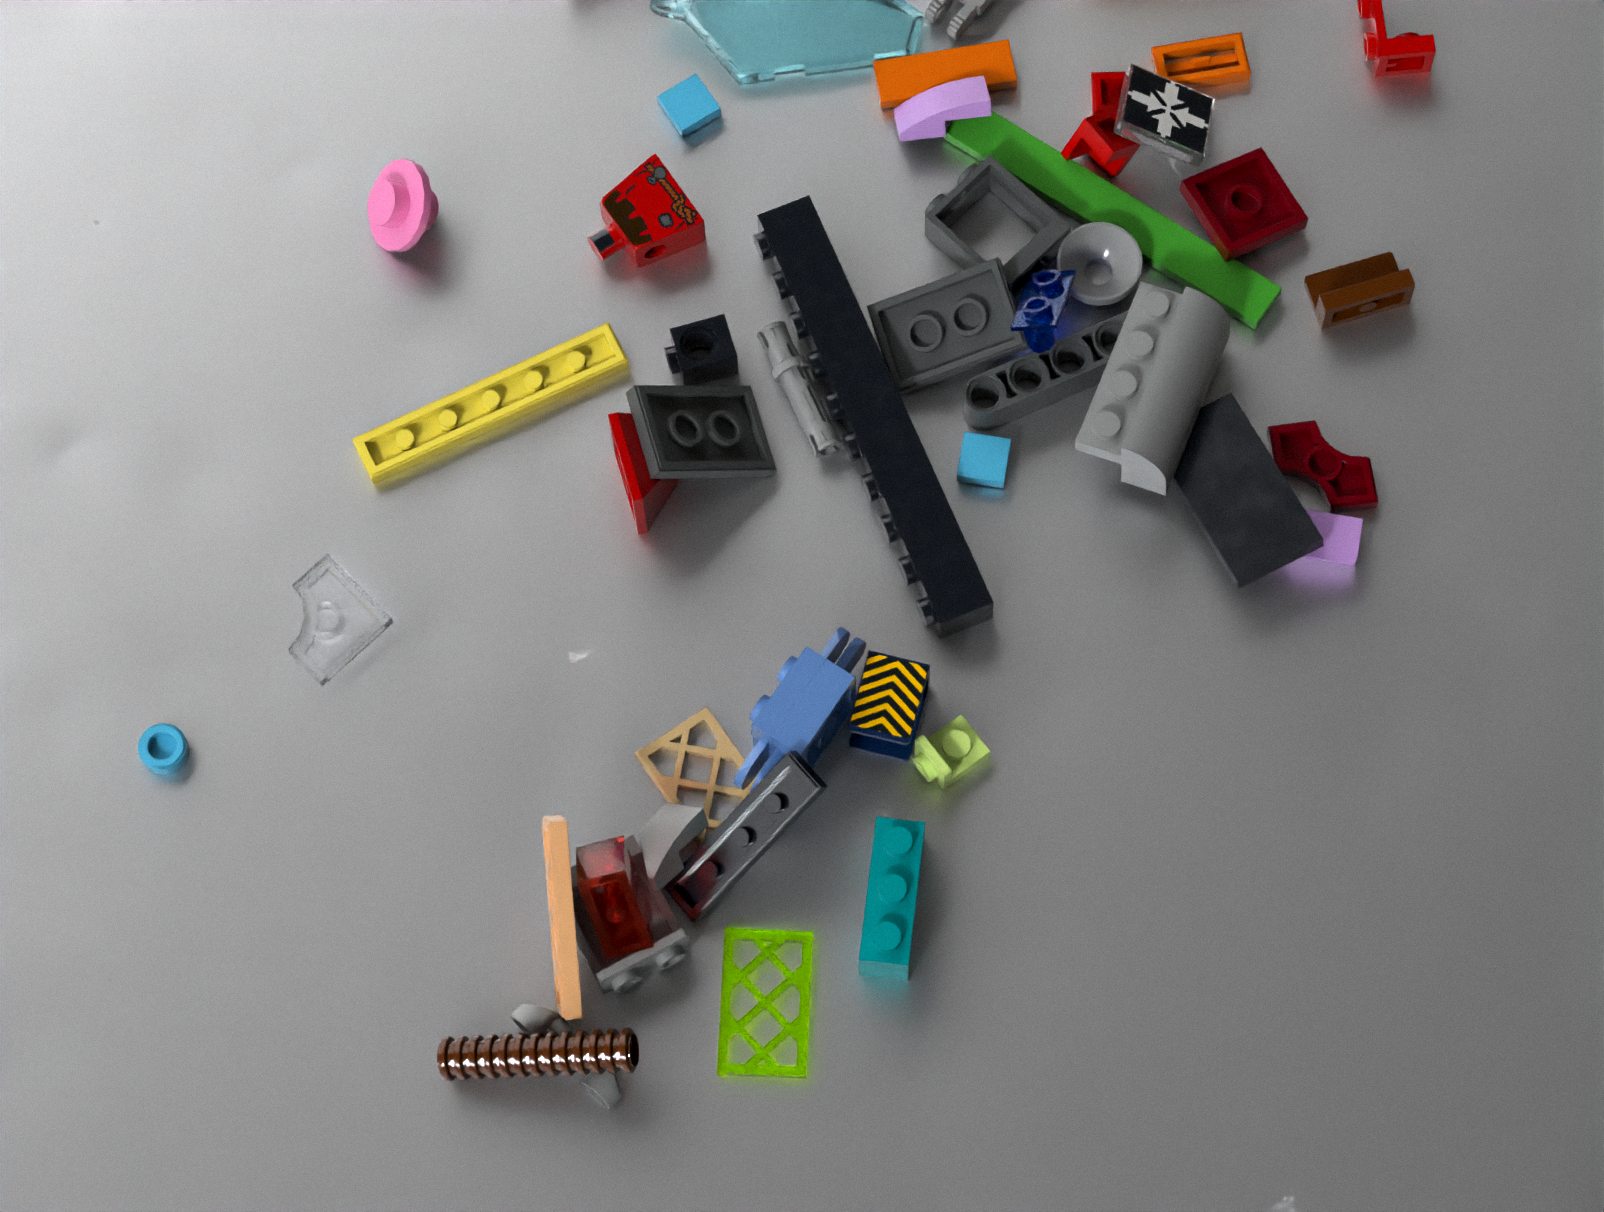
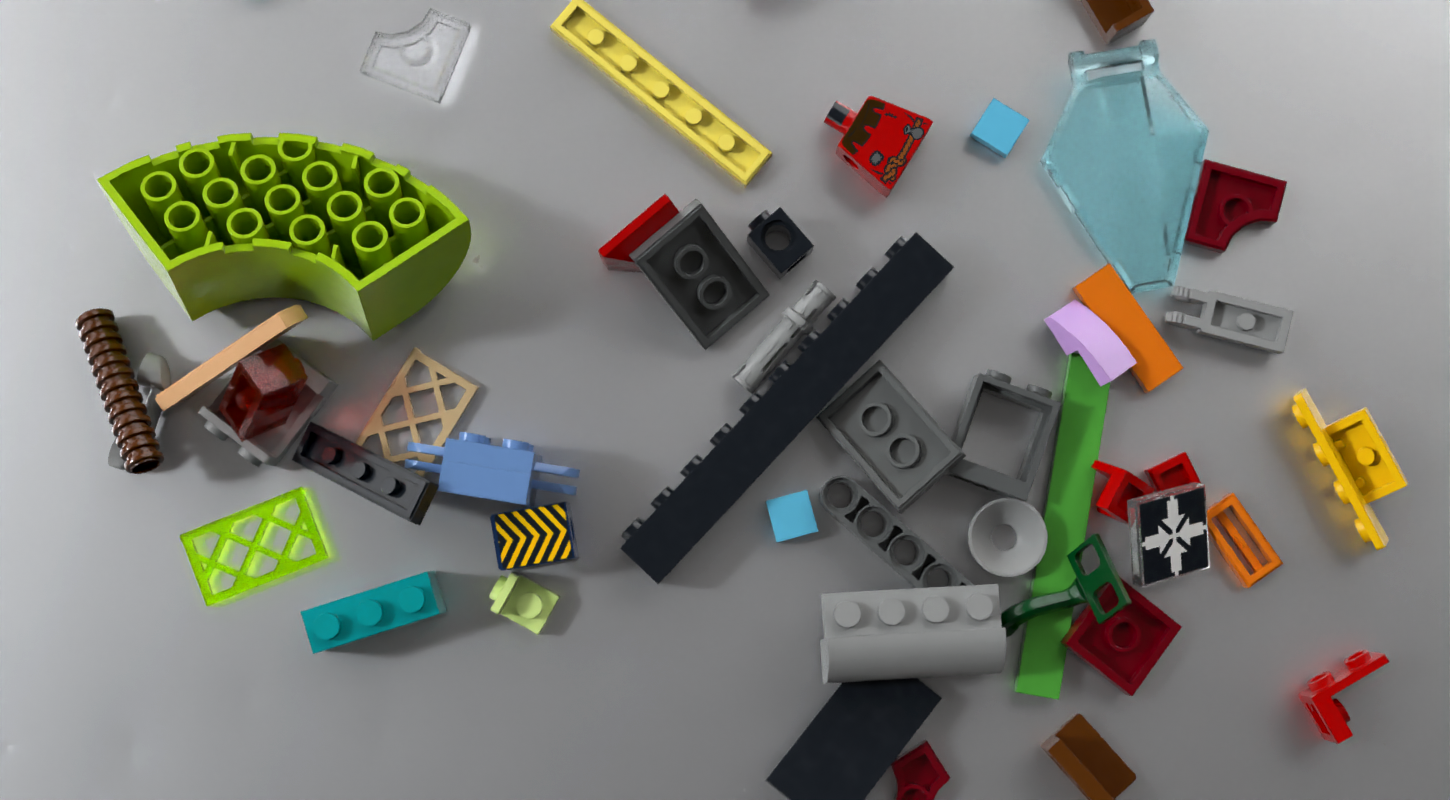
camera: 60 degrees right, 15 degrees up
(453, 803) = (292, 224): none -> lime brick
(664, 838) = (344, 407): light grey slope -> none
(1042, 307) = (939, 509): clear blue hinge -> none
(1182, 214) = (1082, 590): none -> dark green piece

